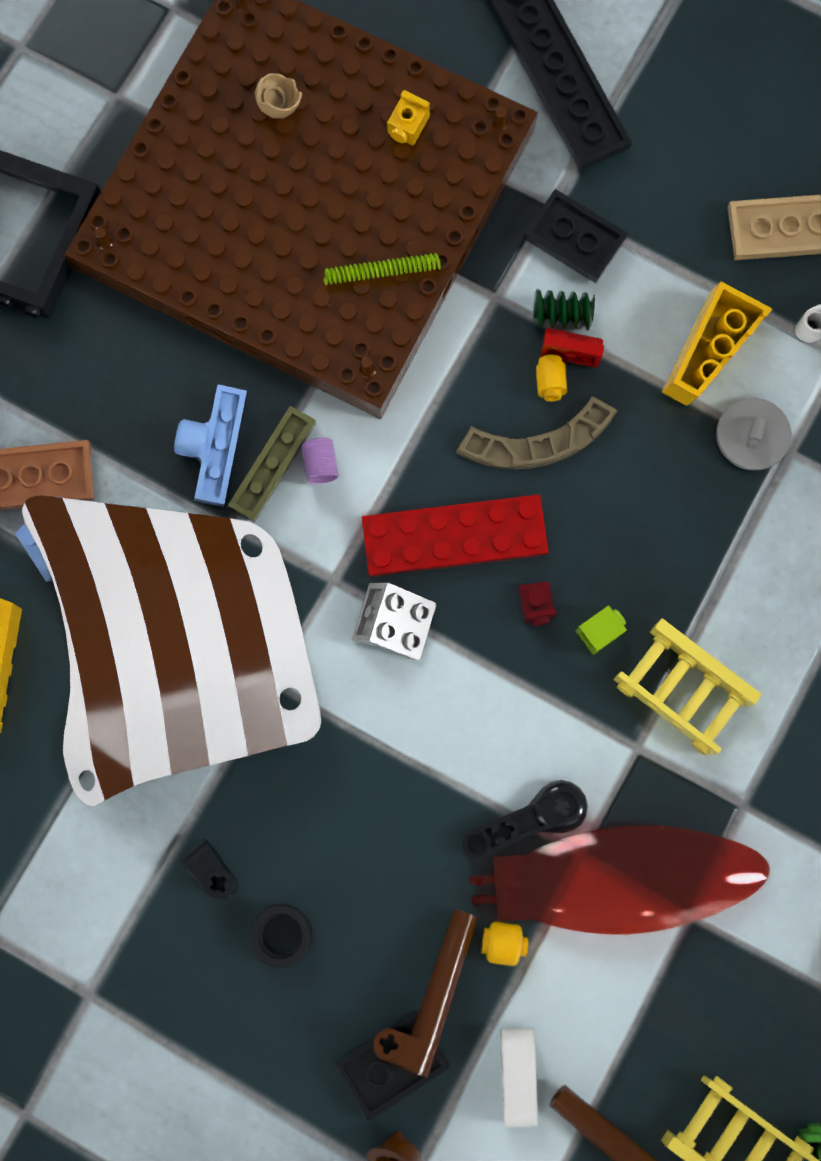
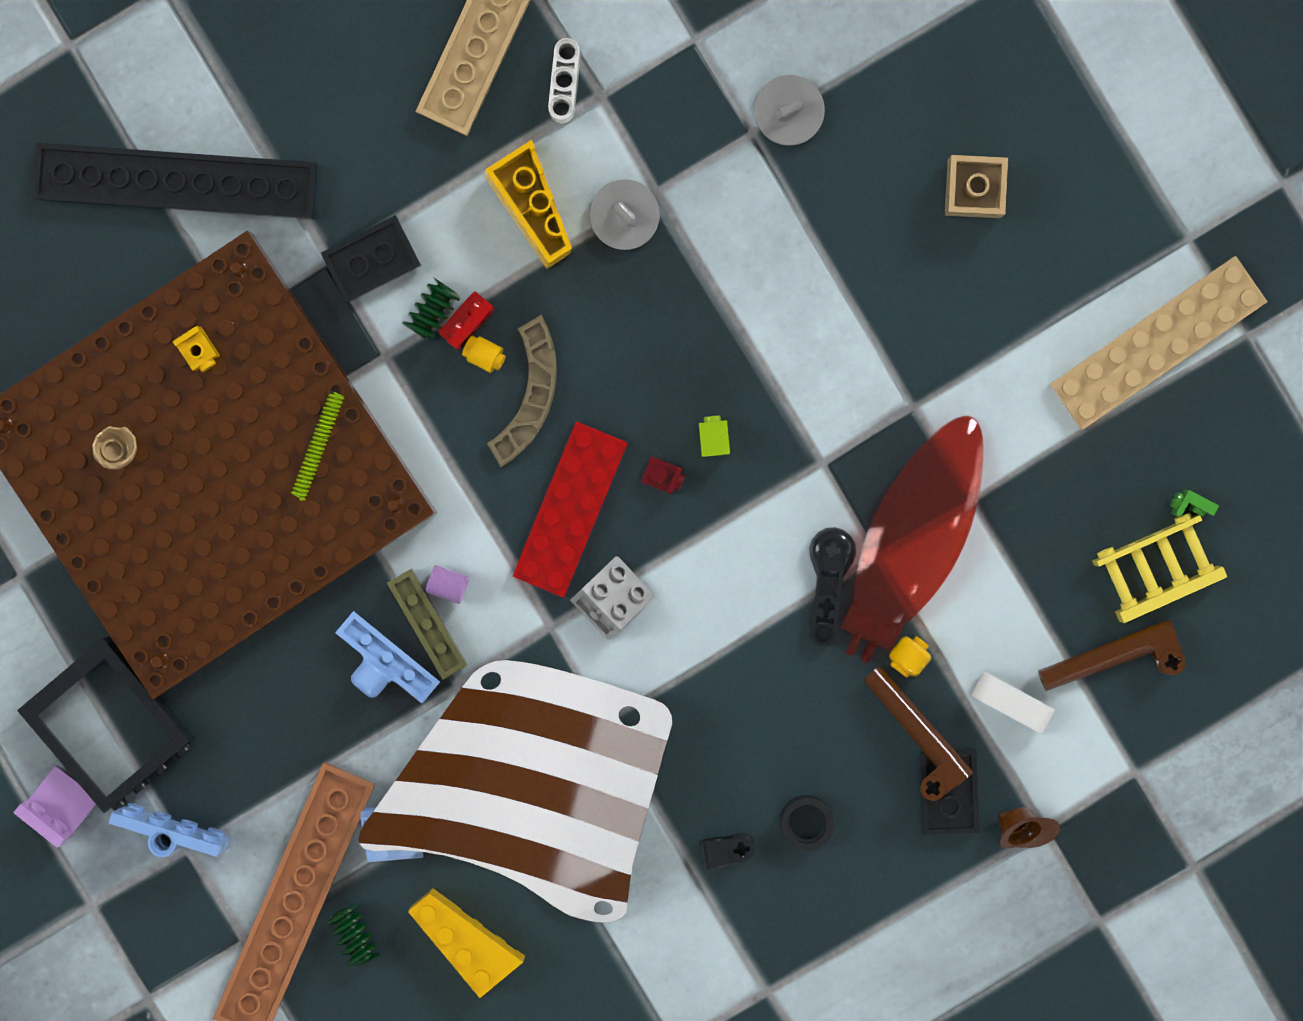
camera: 55 degrees left, 10 degrees up
(714, 676) = (776, 382): light yellow fence -> none

